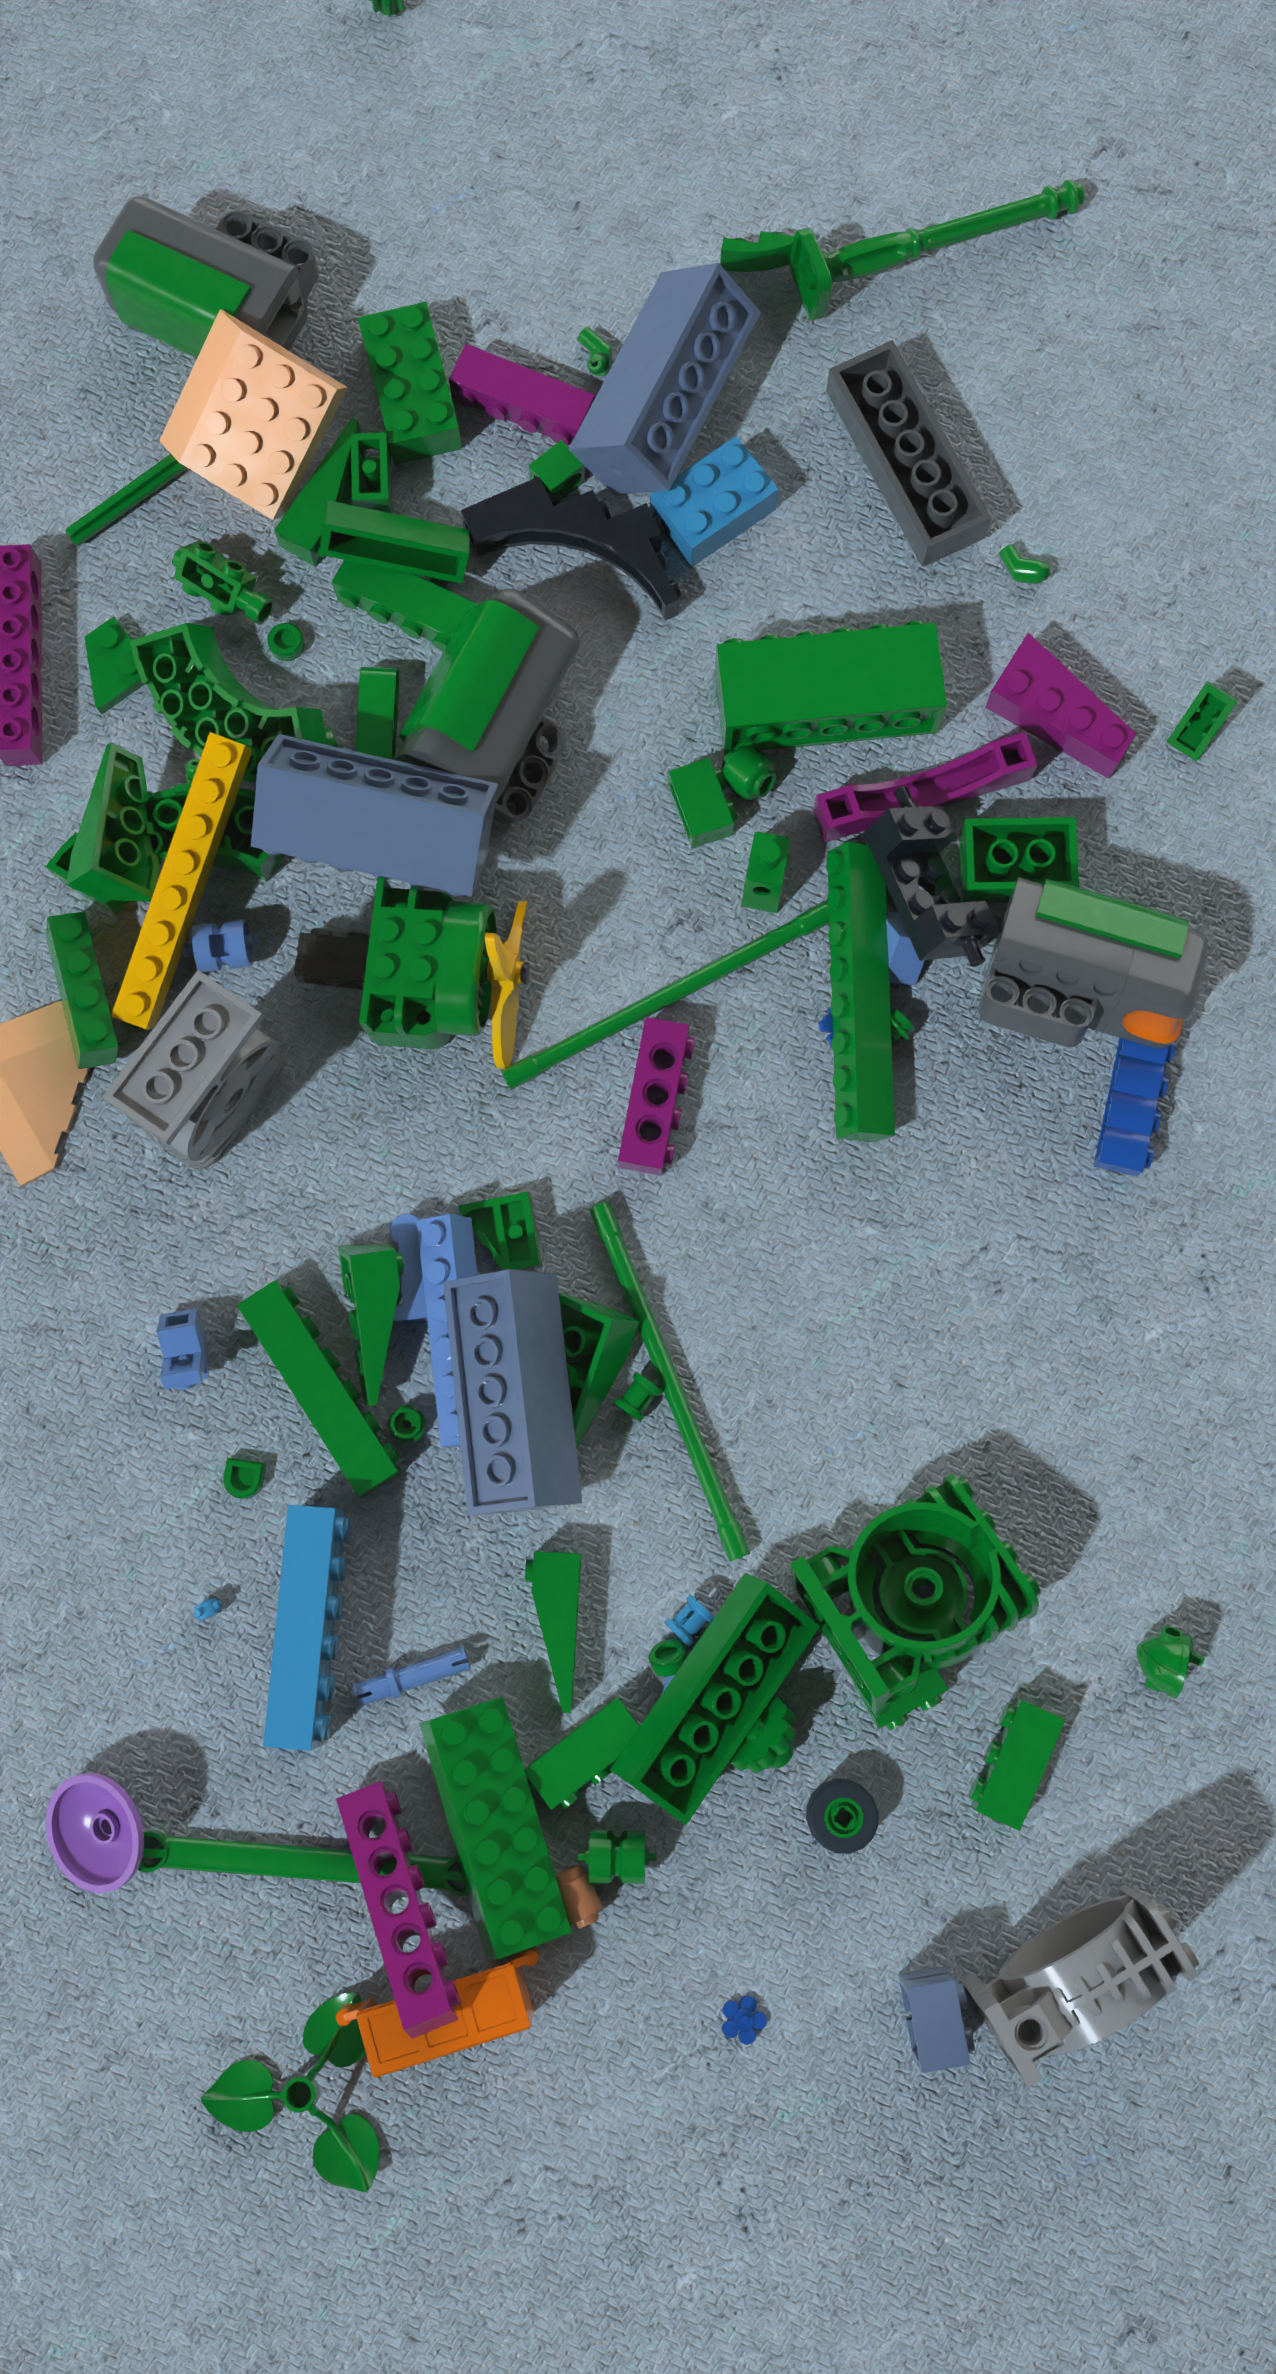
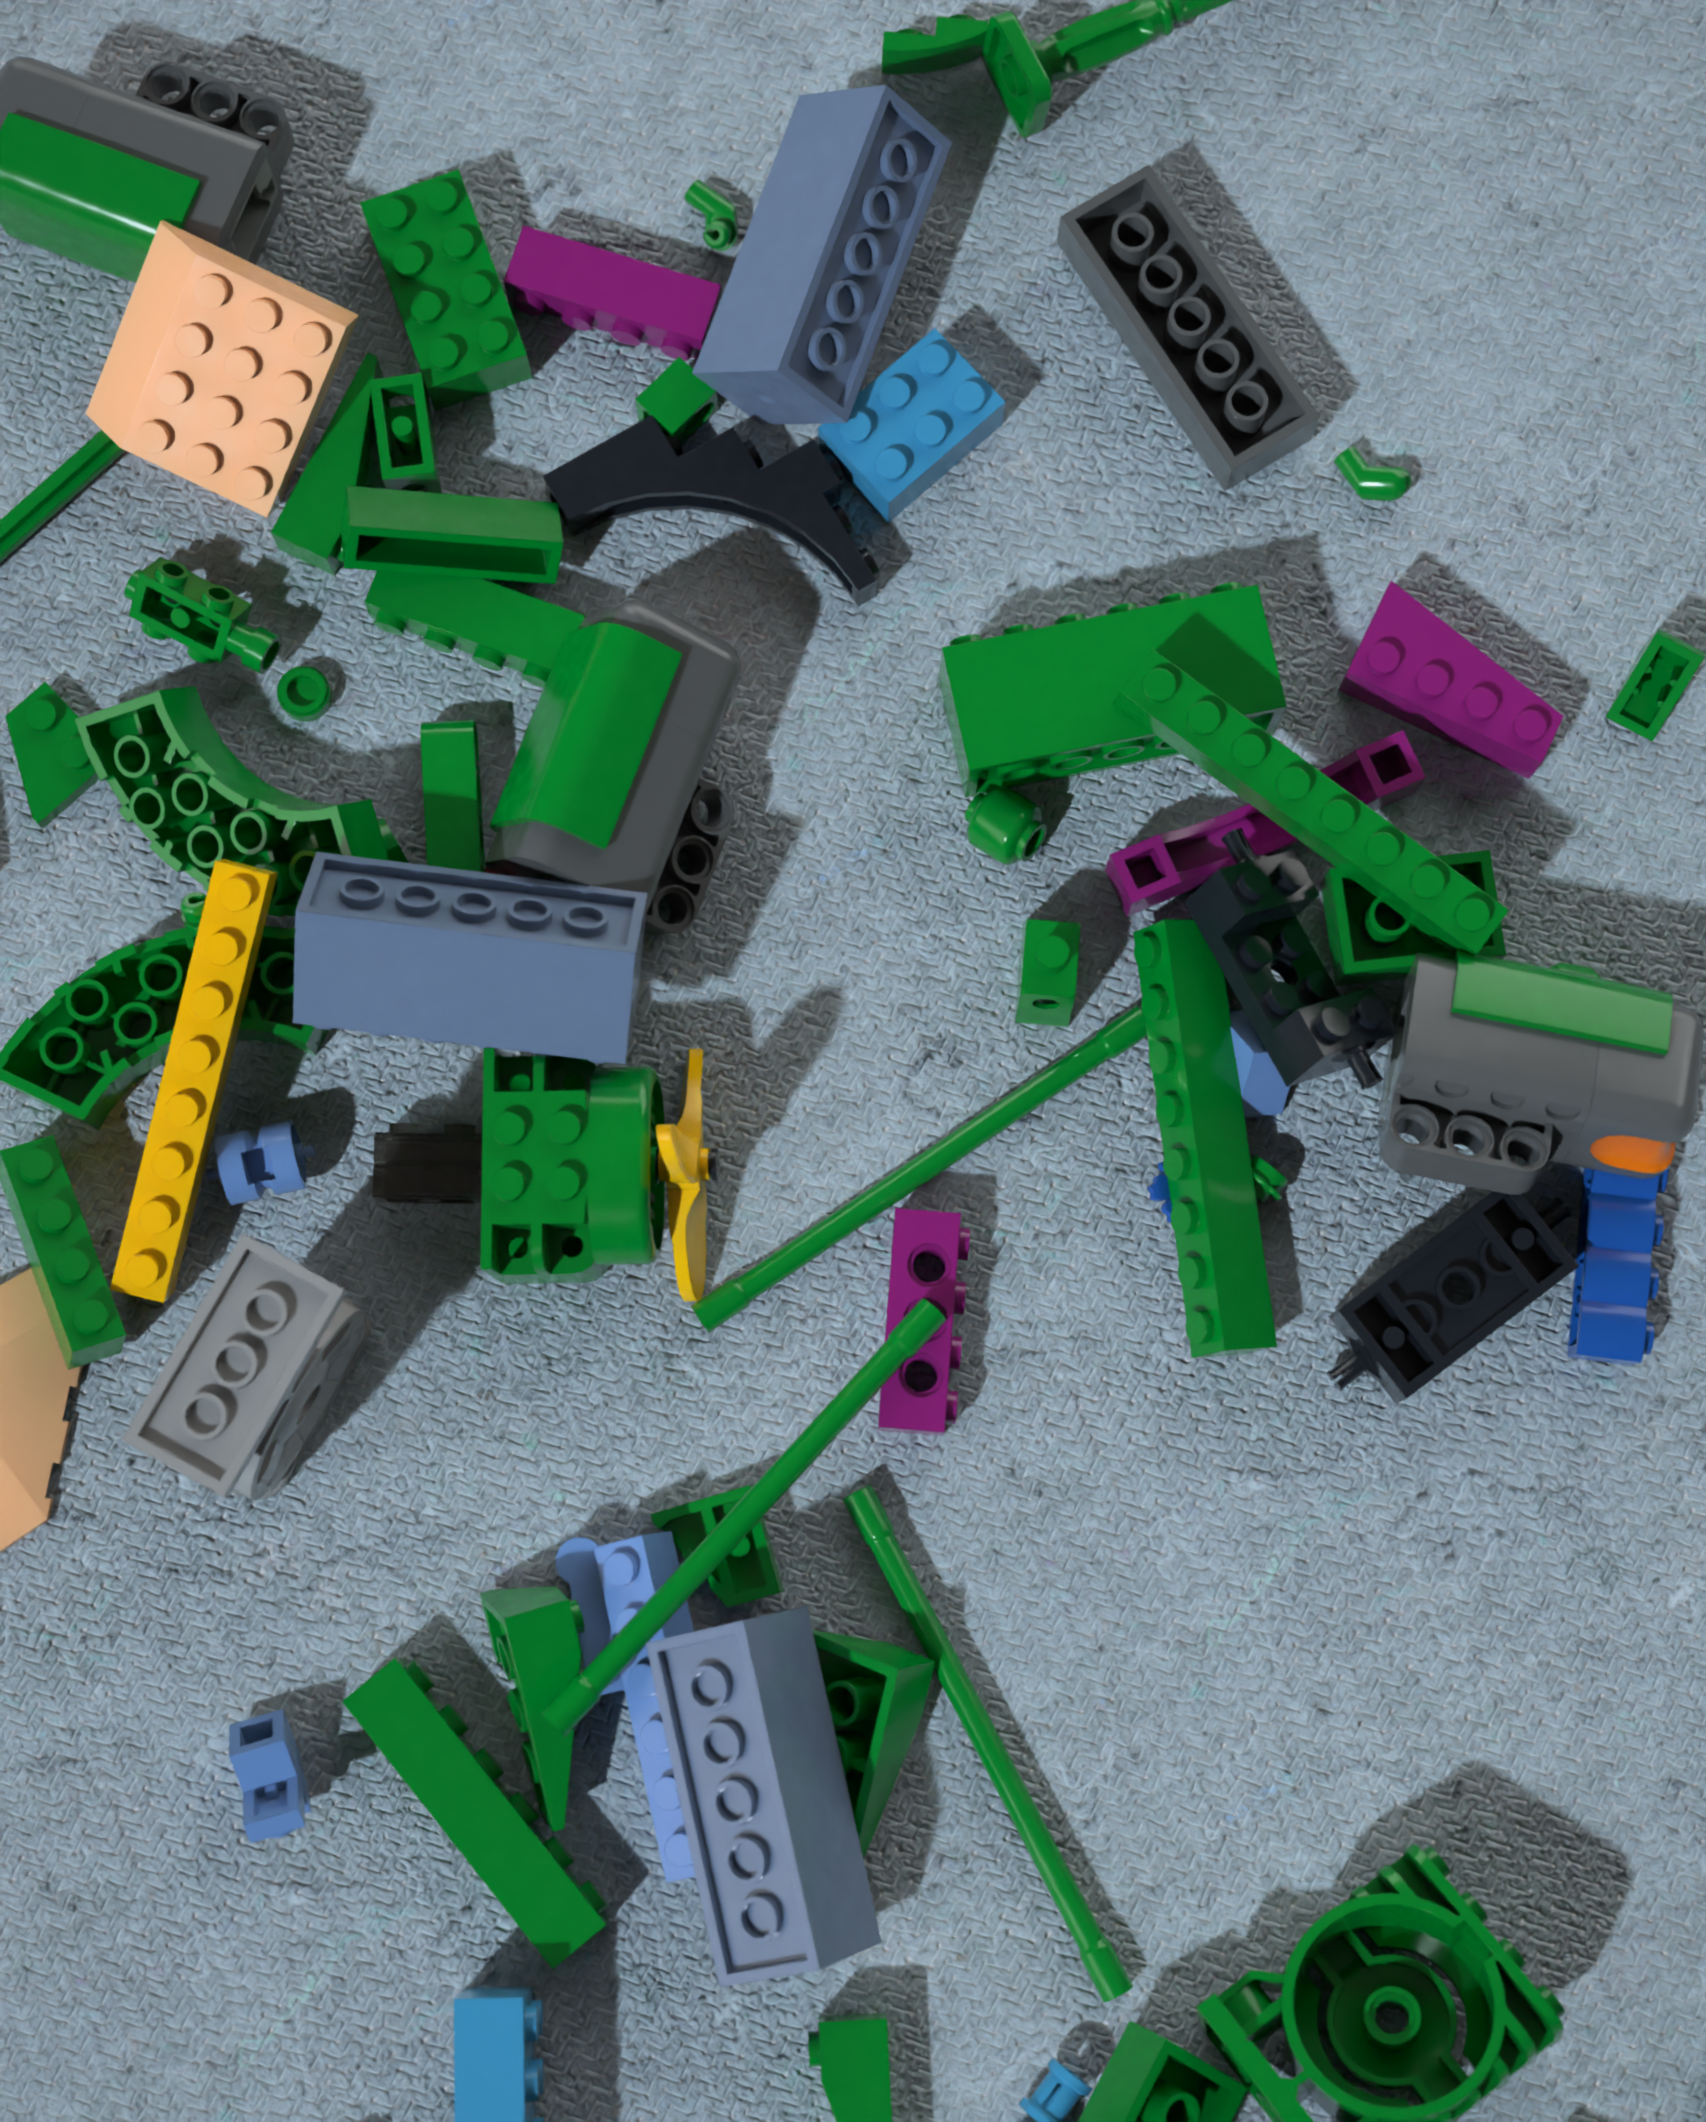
camera: 10 degrees left, 0 degrees up
(113, 842) = (86, 1026): green wedge -> none
(243, 1477) = (378, 1953): green tile -> none
(397, 1420) = (603, 1862): green plate -> none
(399, 1309) = (586, 1688): none -> green piece
(638, 1397) = (944, 1772): green bush -> none
(701, 802) = (942, 877): green brick -> none
(953, 769) = (1309, 805): none -> green brick
(985, 1133) = (1407, 1328): none -> black brick

